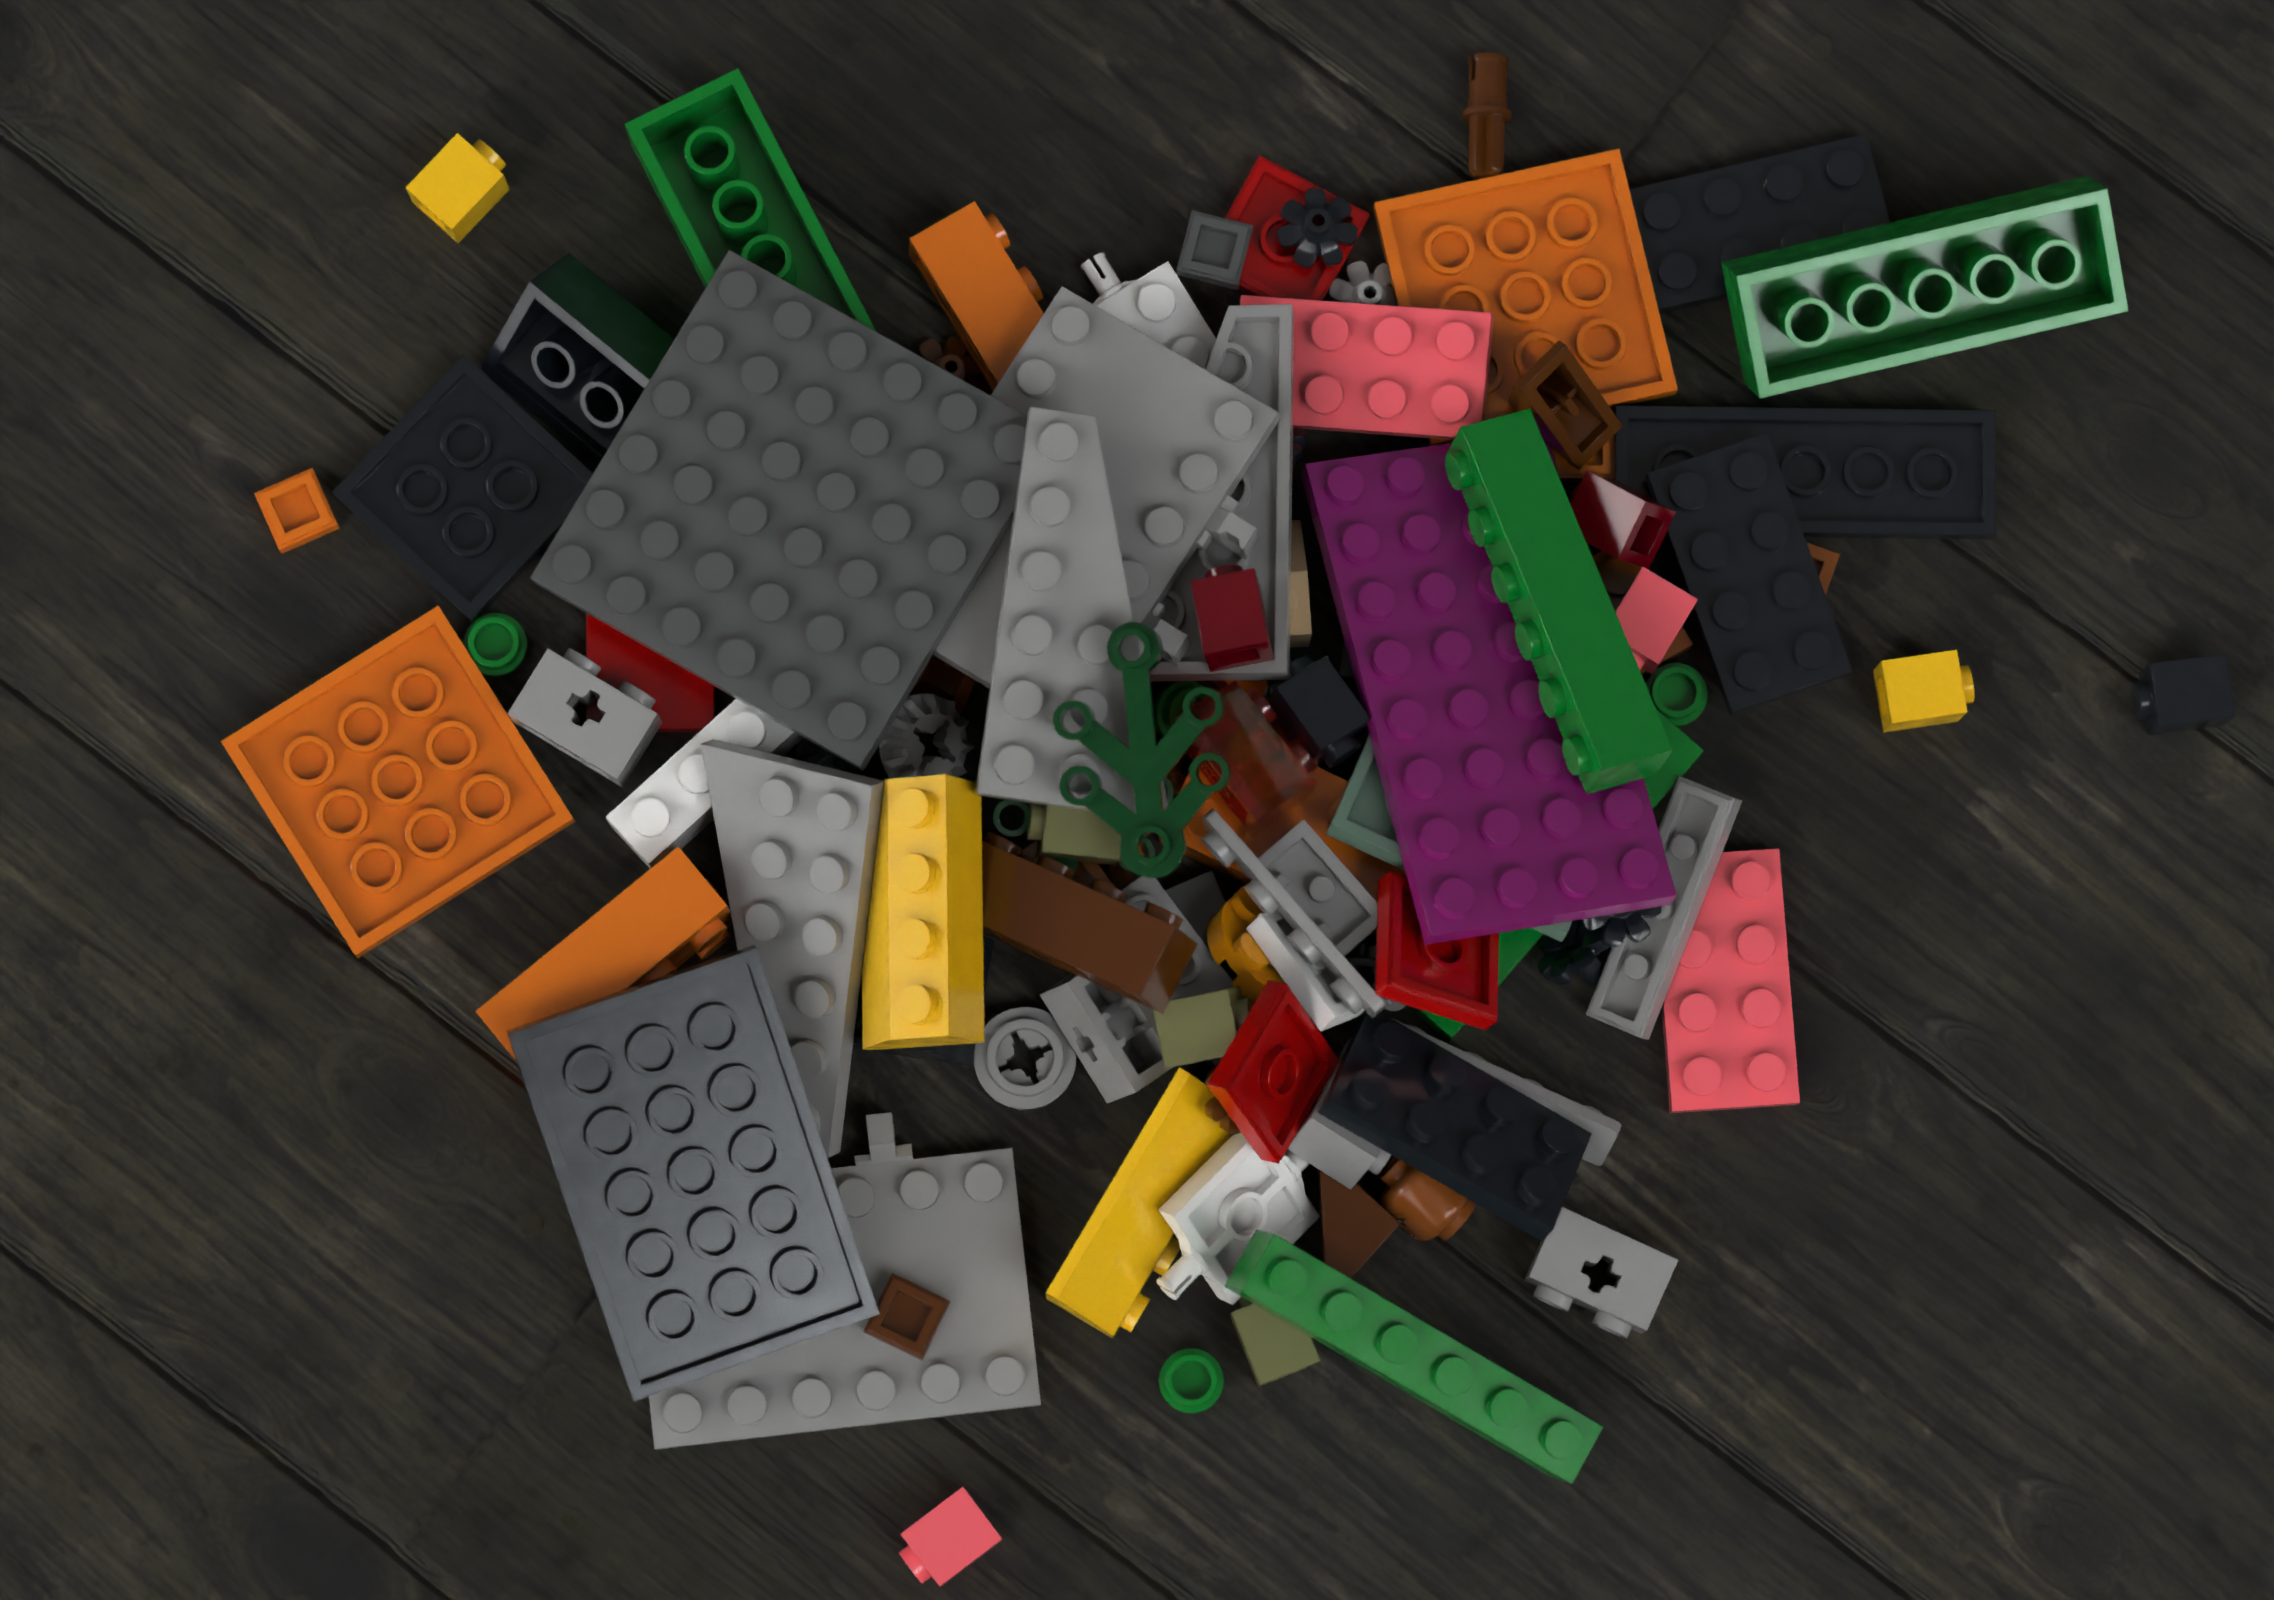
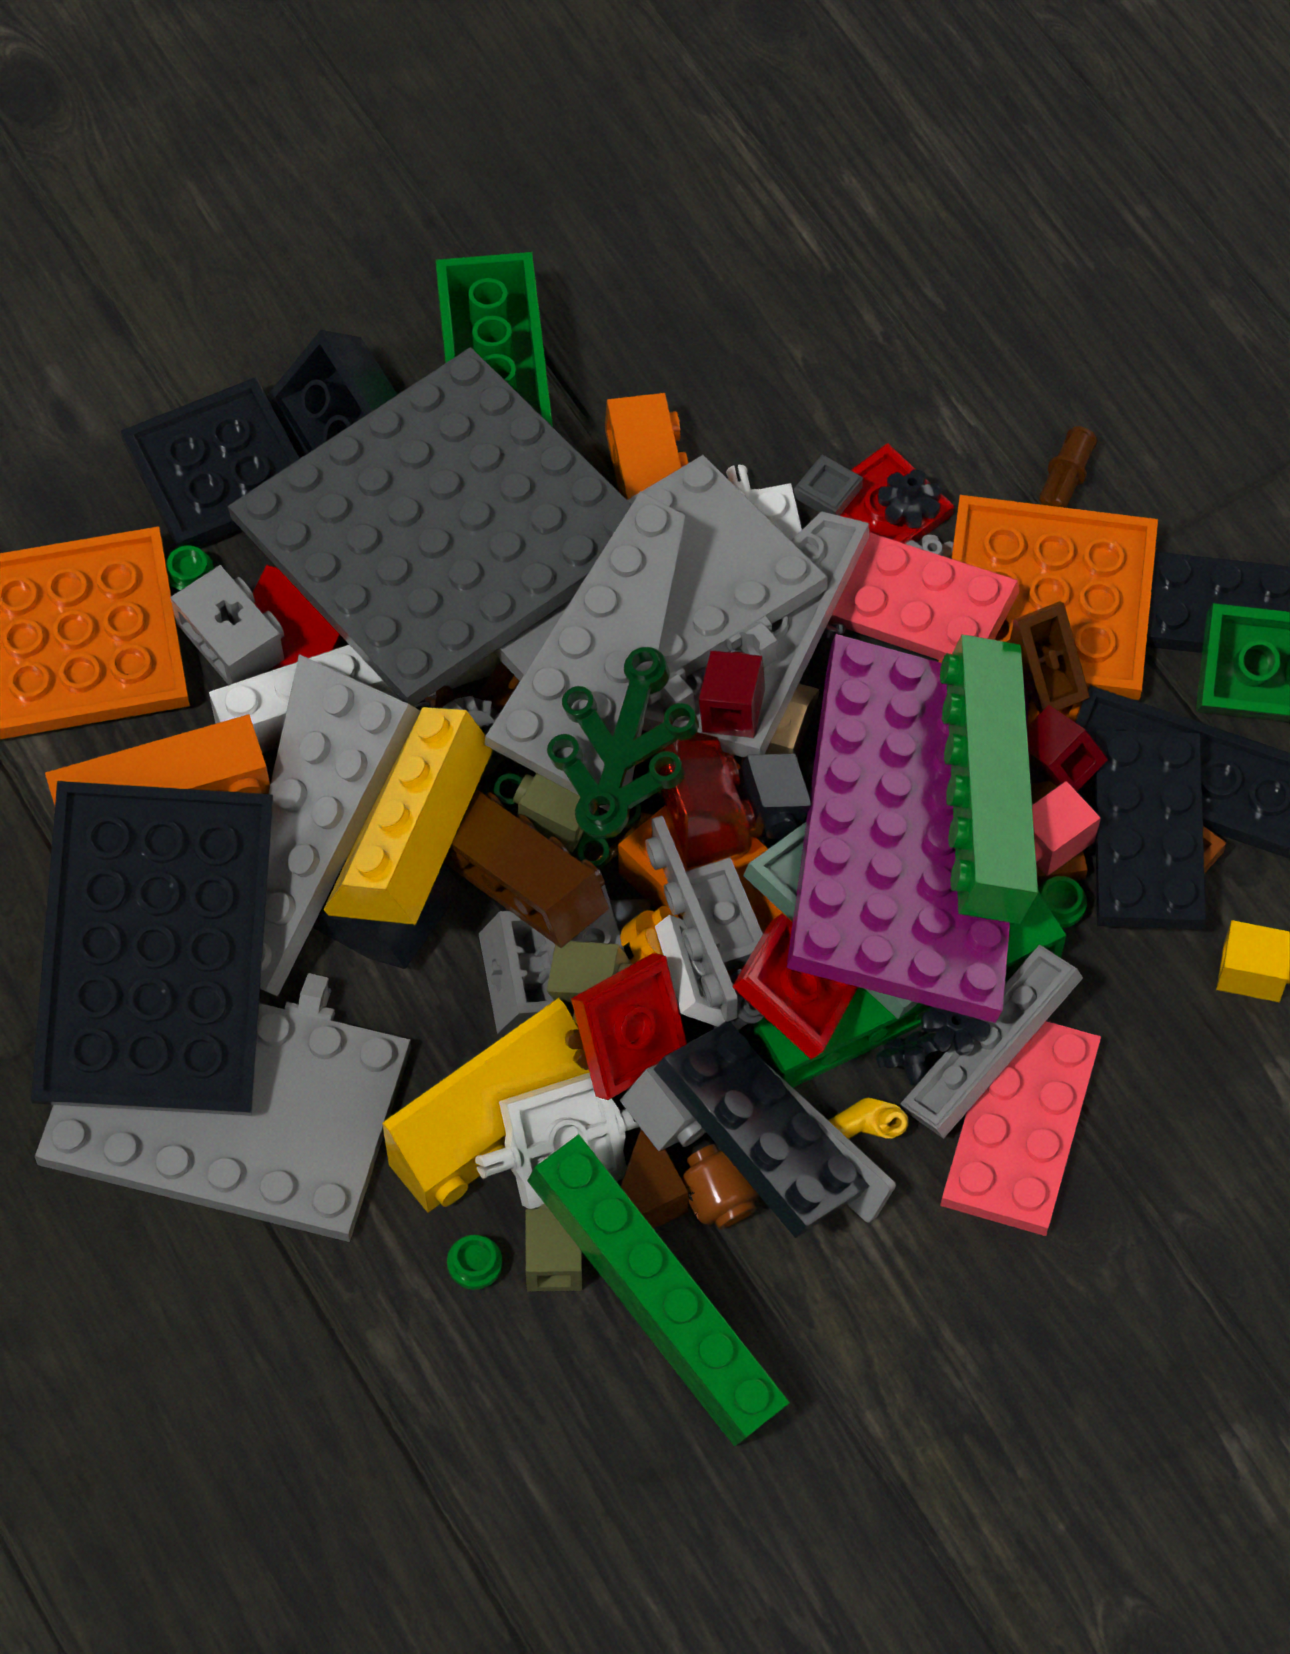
camera: 25 degrees right, 20 degrees down
(297, 510) = (91, 442): orange tile -> none
(459, 186) = (304, 276): yellow brick -> none
(907, 1316) = (272, 1128): reddish brown tile -> none
(948, 1539) = (230, 1305): coral brick -> none
(1013, 1088) = (429, 969): light grey gear -> none
(1558, 1042) = (872, 1118): none -> yellow arm
(1638, 1273) = (830, 1268): light grey brick -> none

